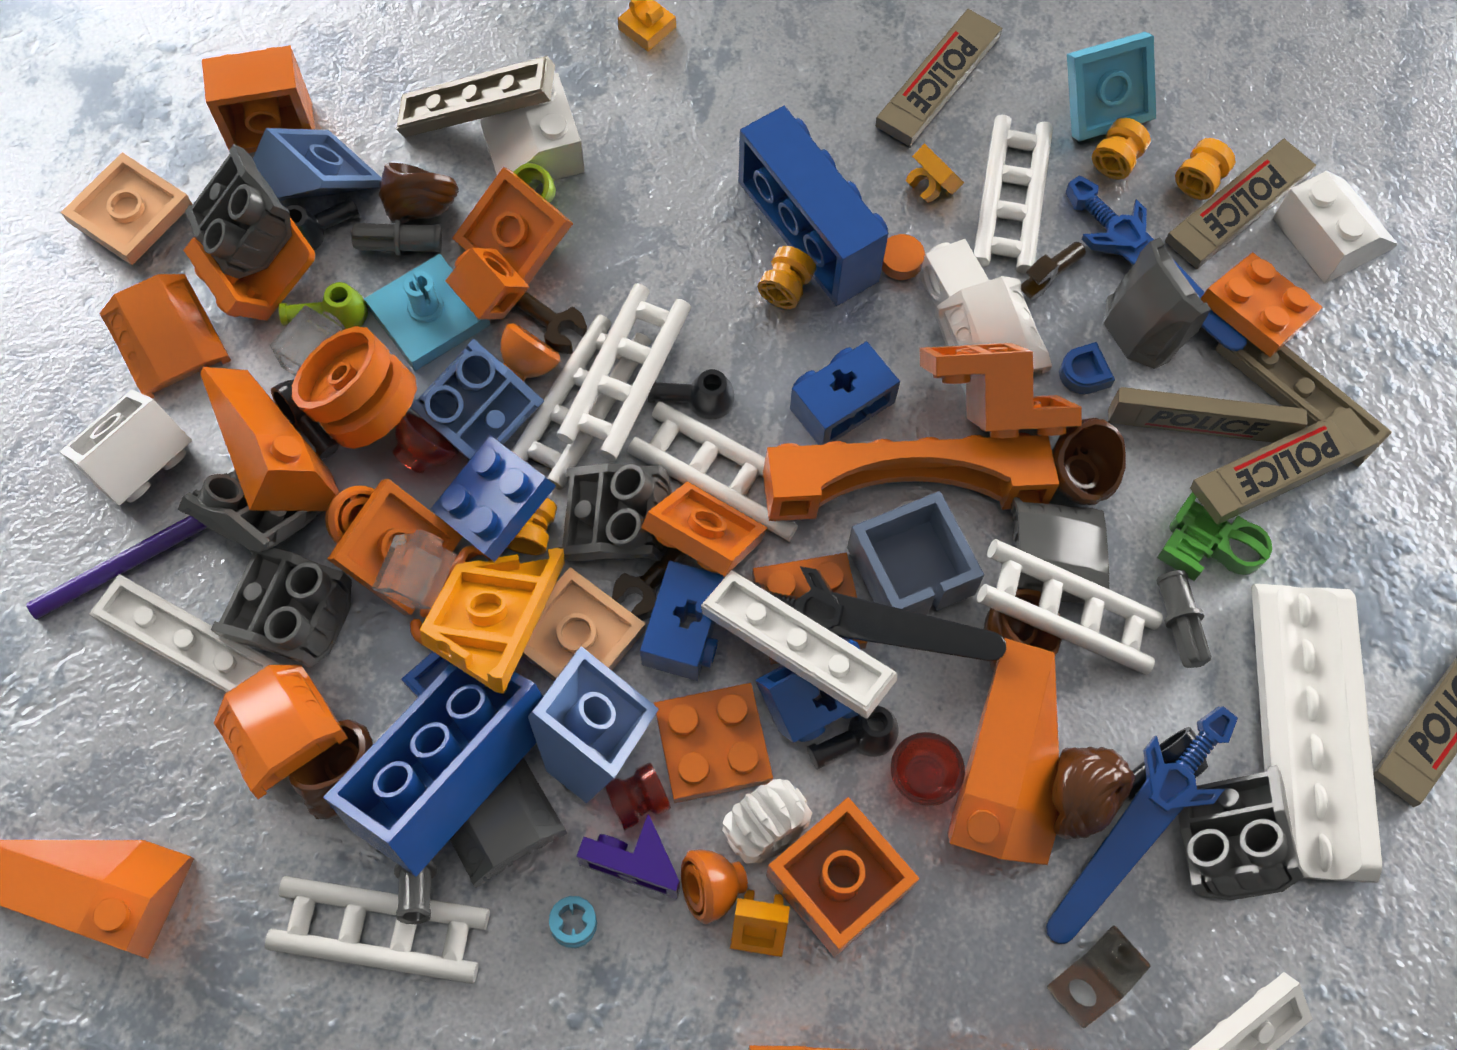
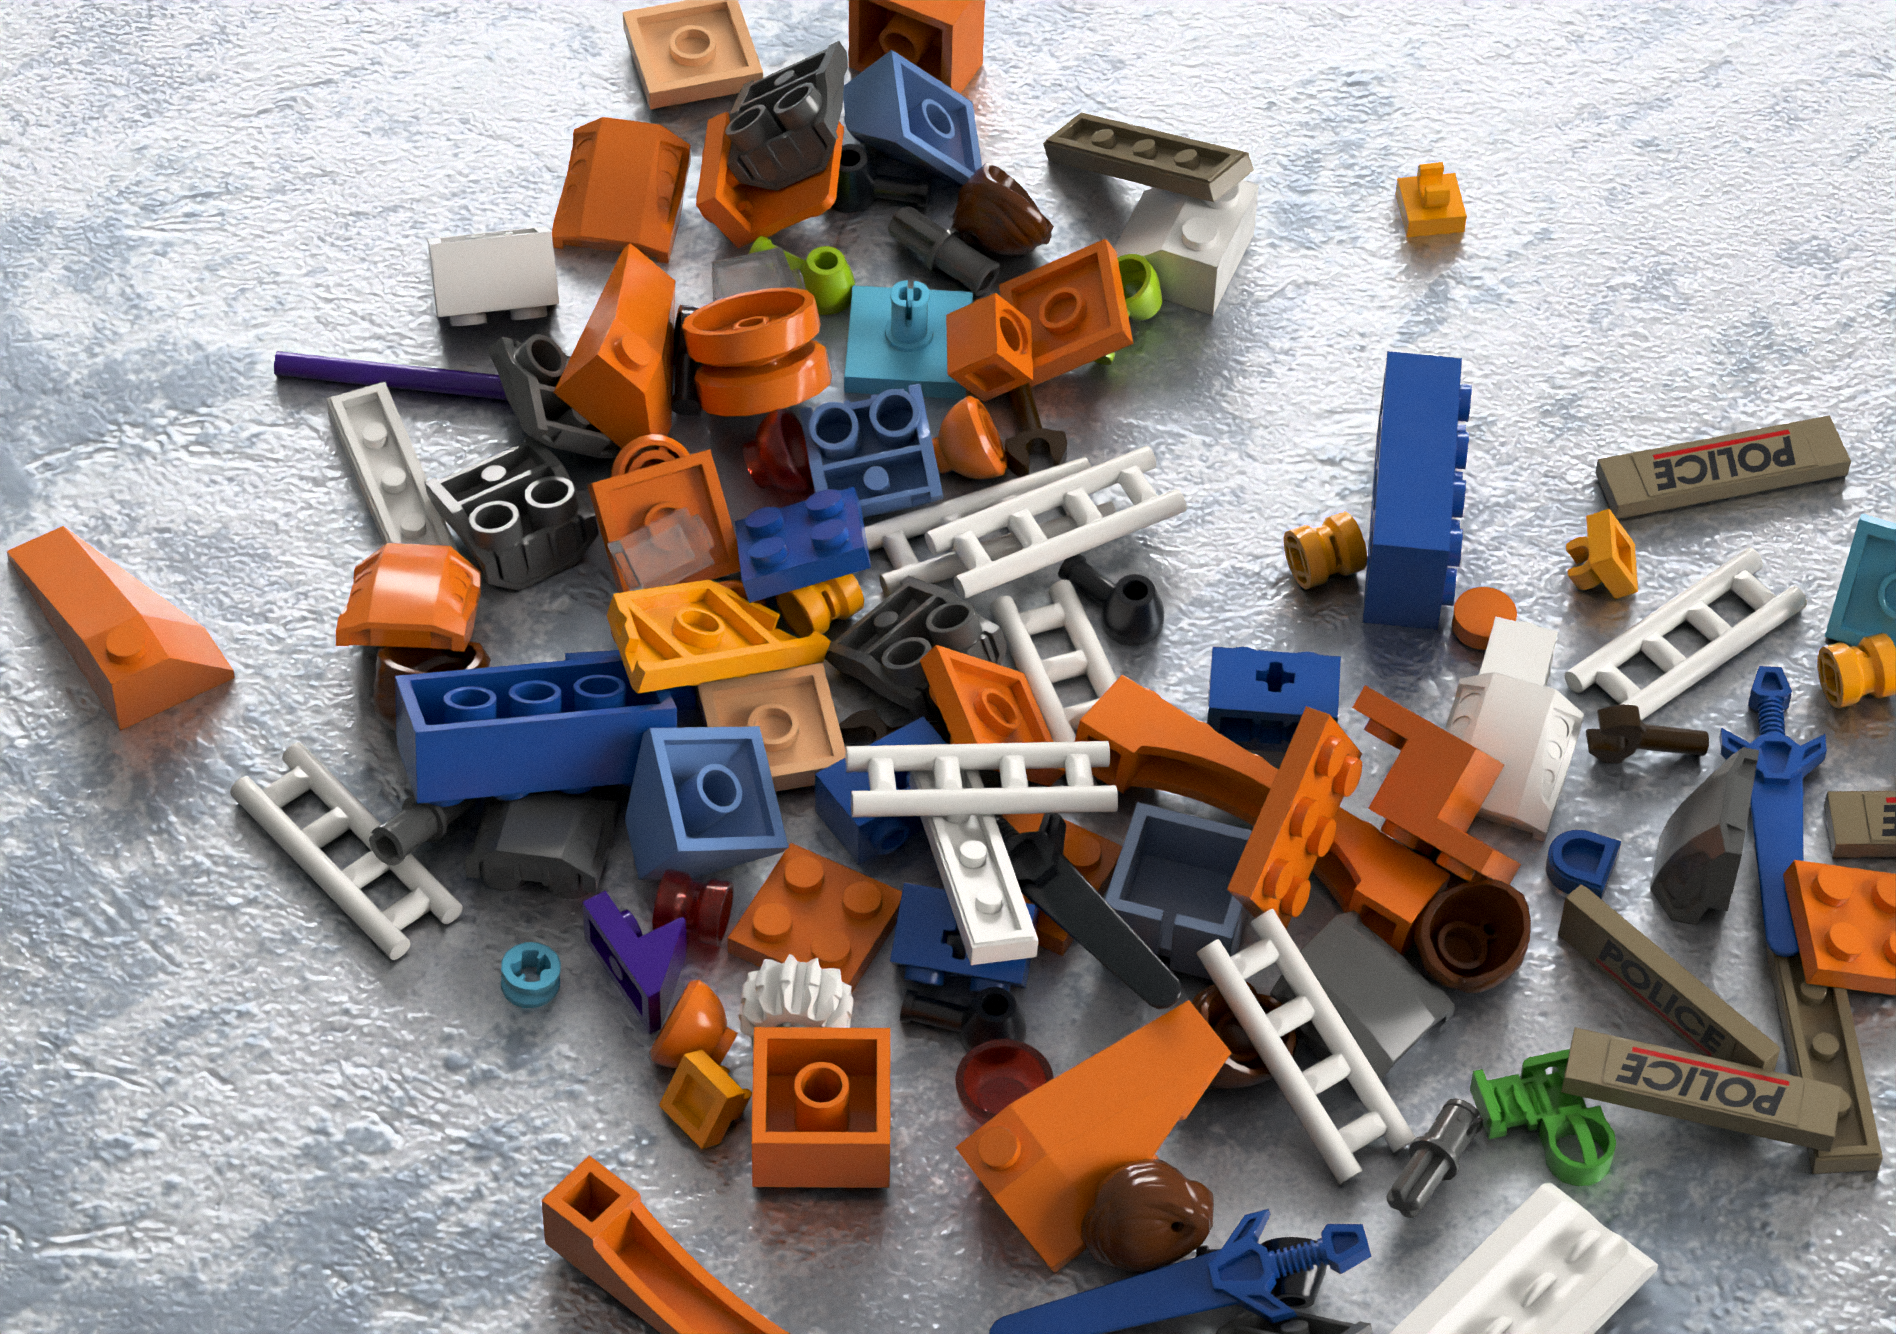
camera: 40 degrees right, 15 degrees down
(754, 612) = (952, 799): none -> white bar
(968, 473) = (1297, 818): none -> orange plate

